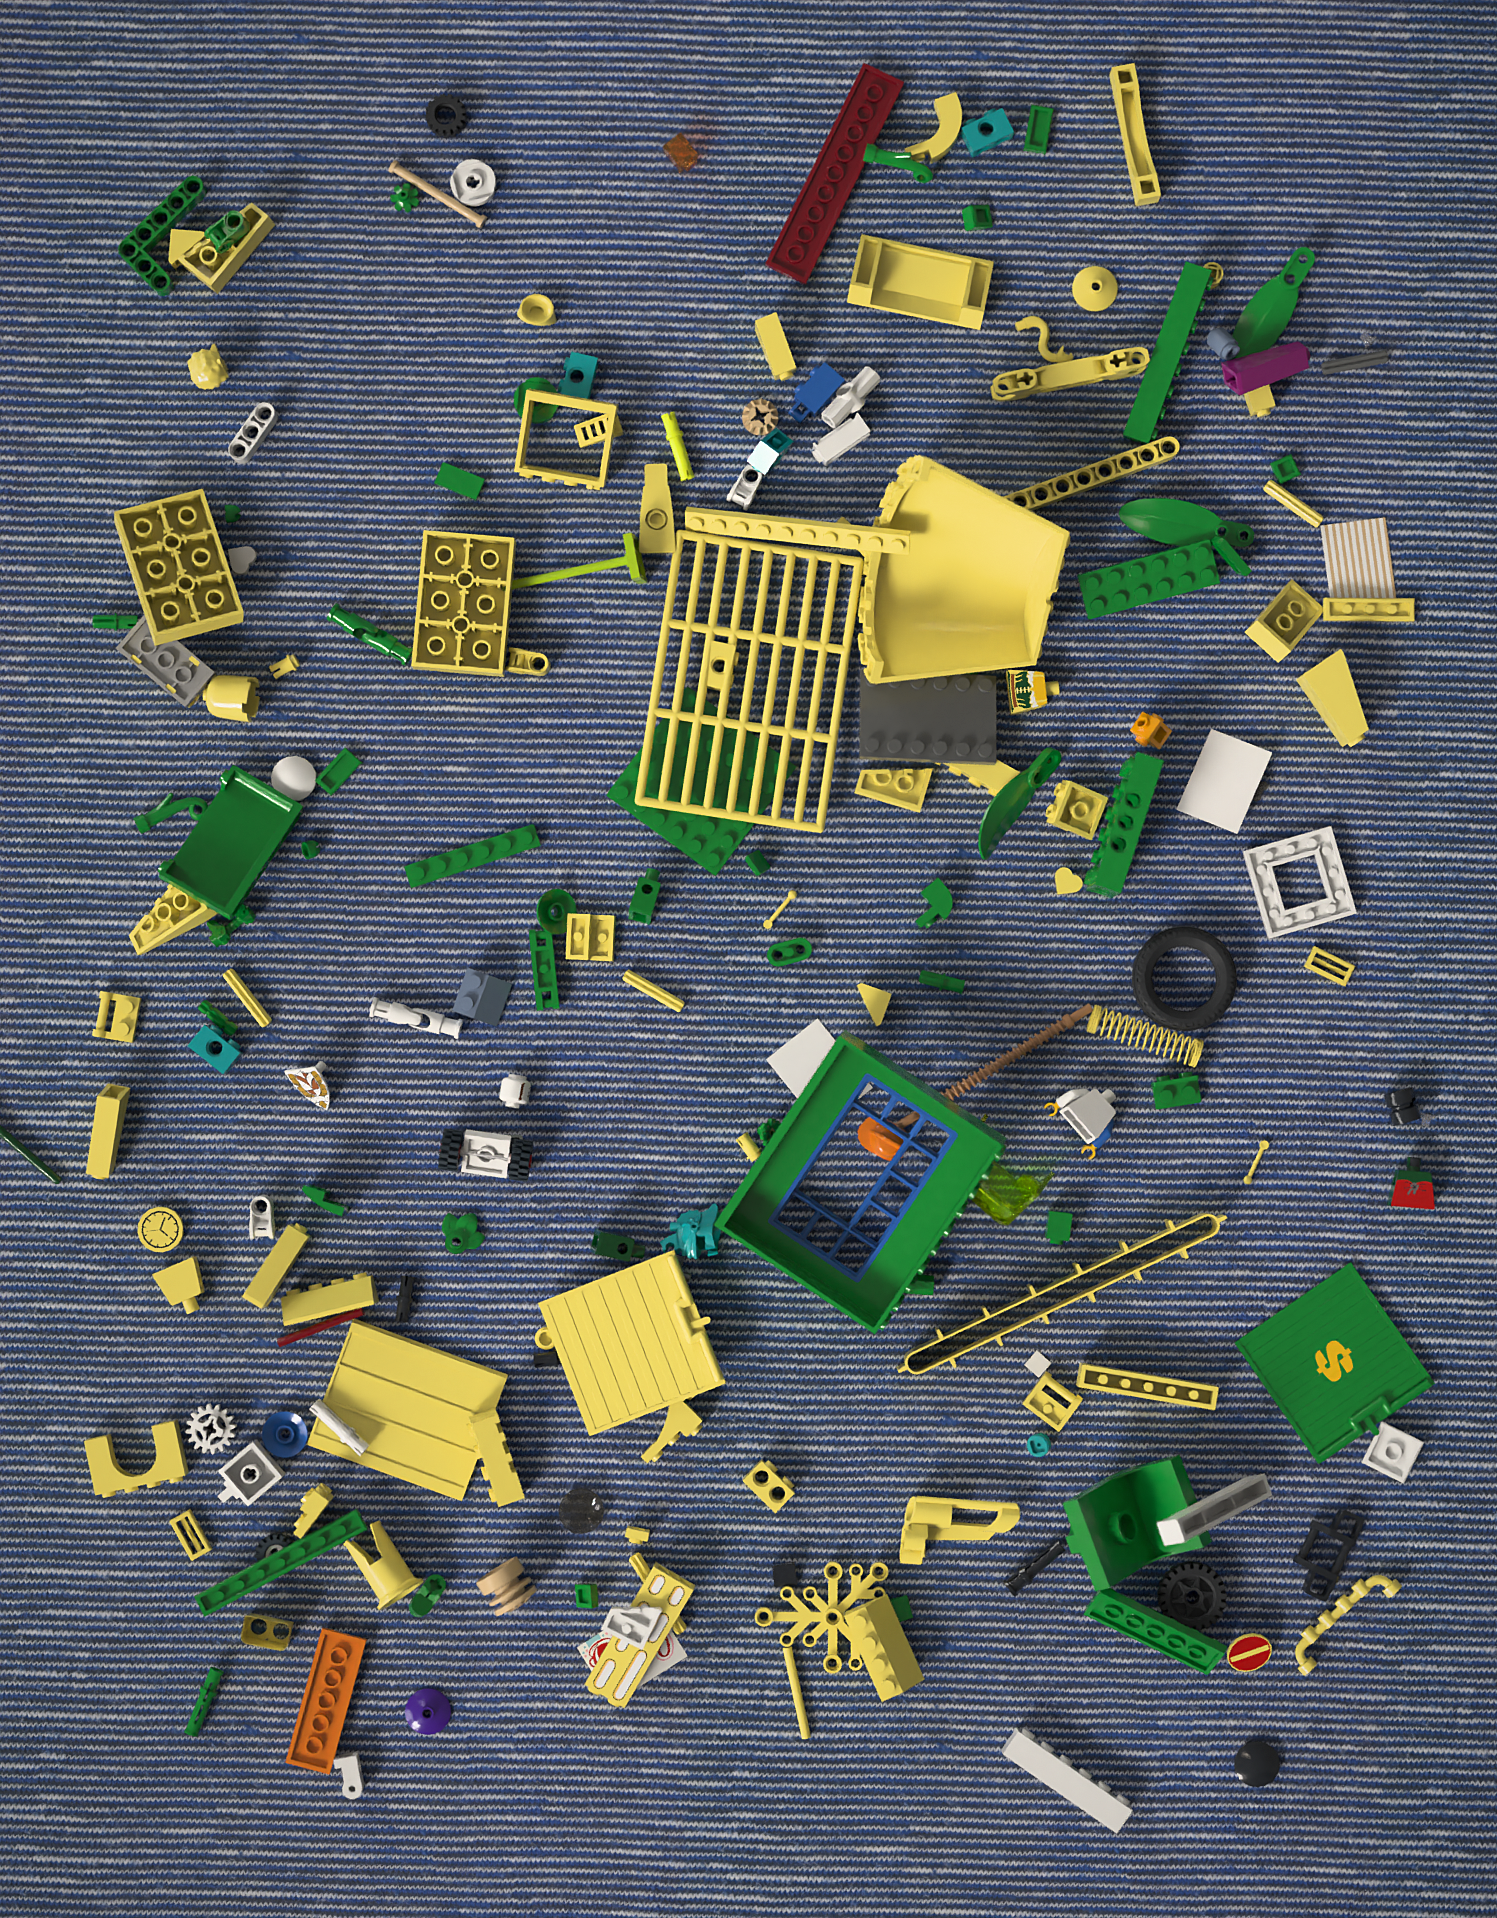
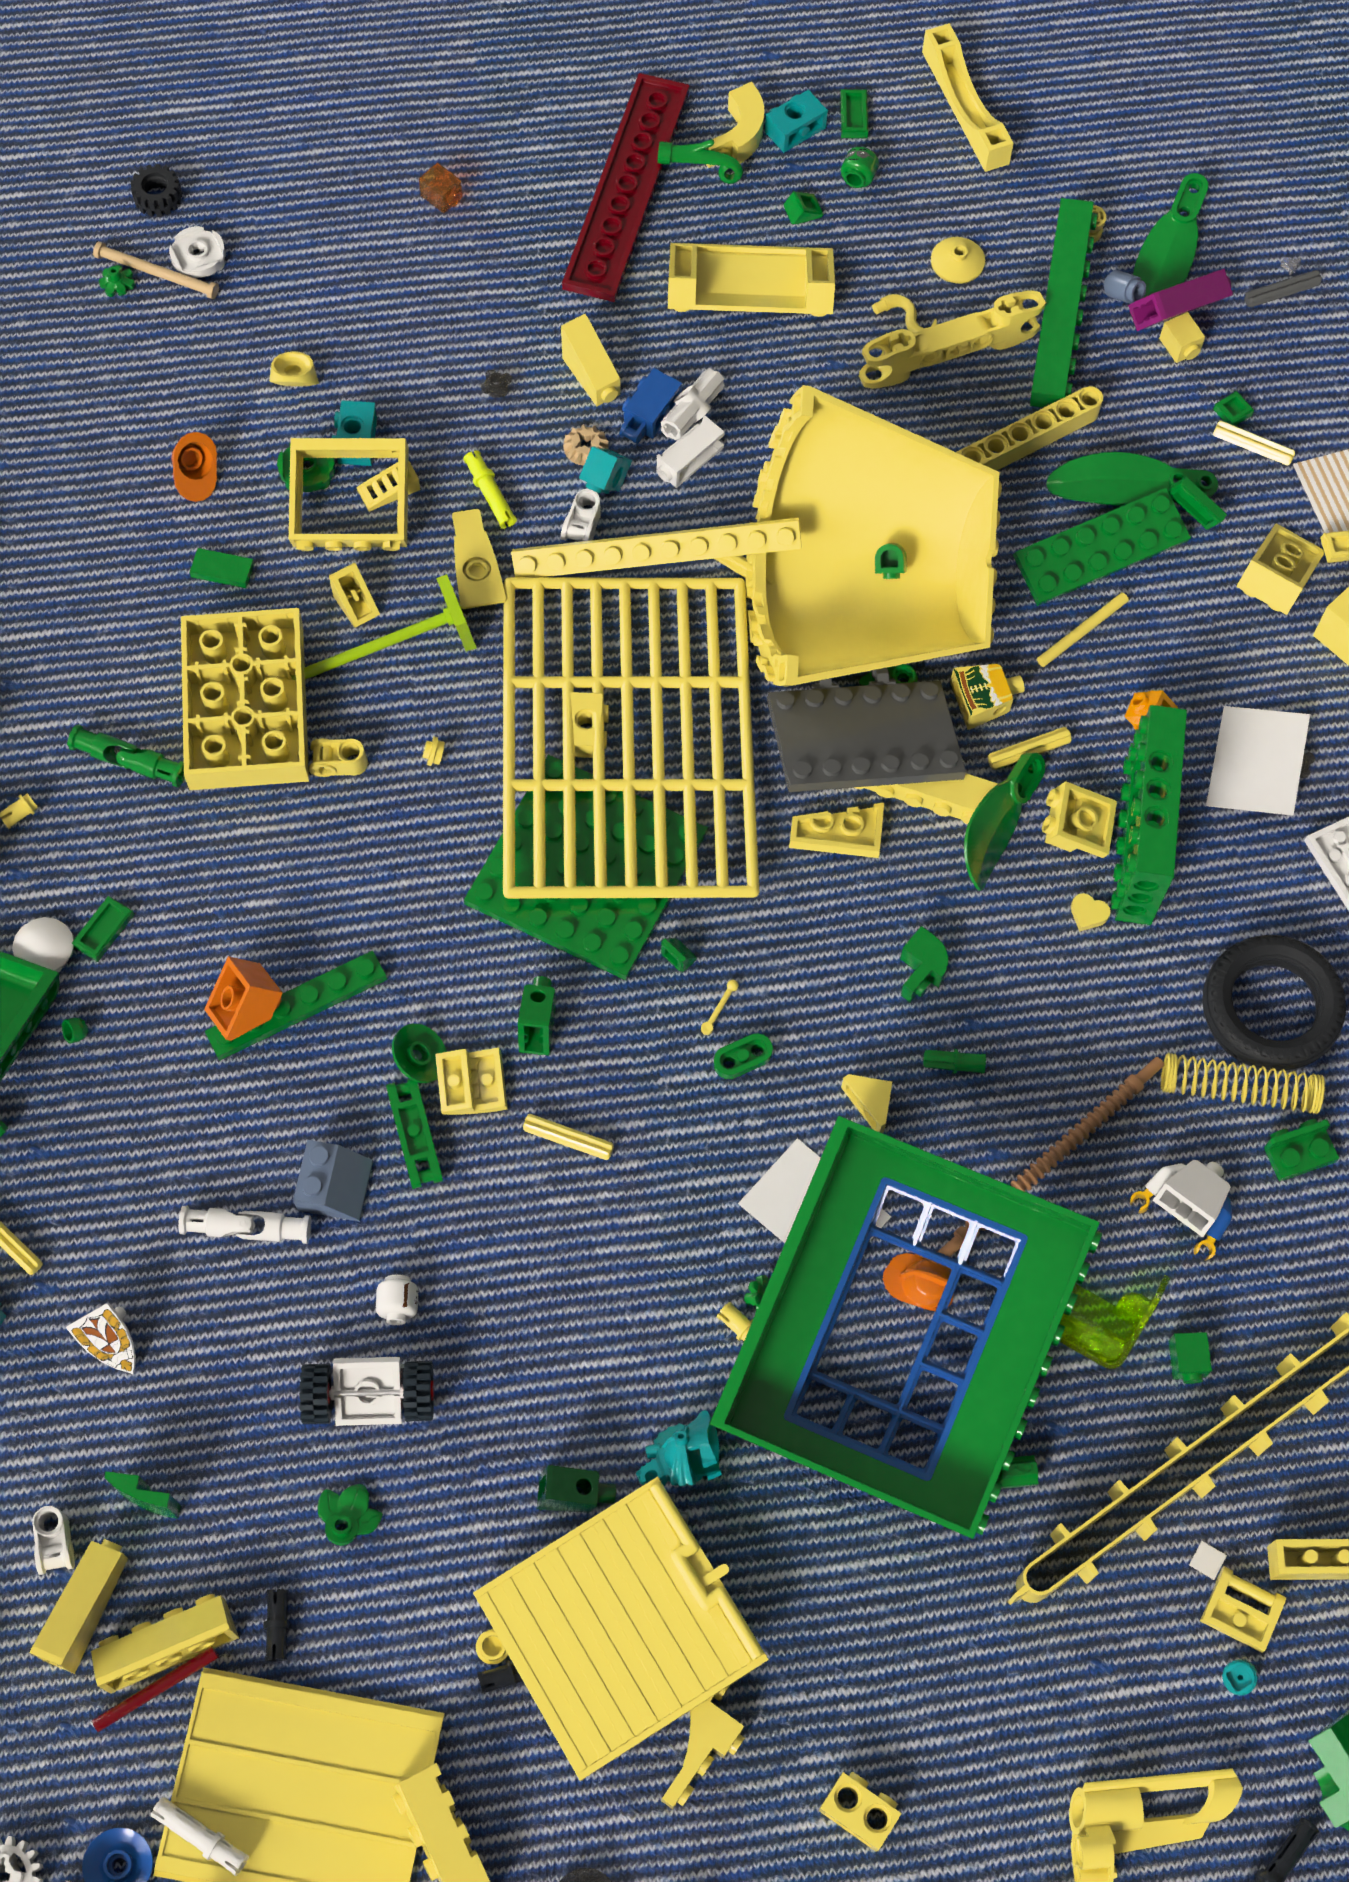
camera: 15 degrees left, 20 degrees down
(434, 850) = (242, 998): none -> orange slope
(448, 391) = (195, 466): none -> orange piece
(558, 527) = (353, 595): none -> light yellow slope
(601, 669) = (433, 751): none -> light yellow plate
(692, 352) = (496, 390): none -> clear smoke plate
(978, 570) = (890, 561): none -> green plate
(1030, 189) = (859, 167): none -> green head
(1053, 741) = (1034, 745): none -> light yellow axle
(1117, 646) = (1081, 630): none -> light yellow bar

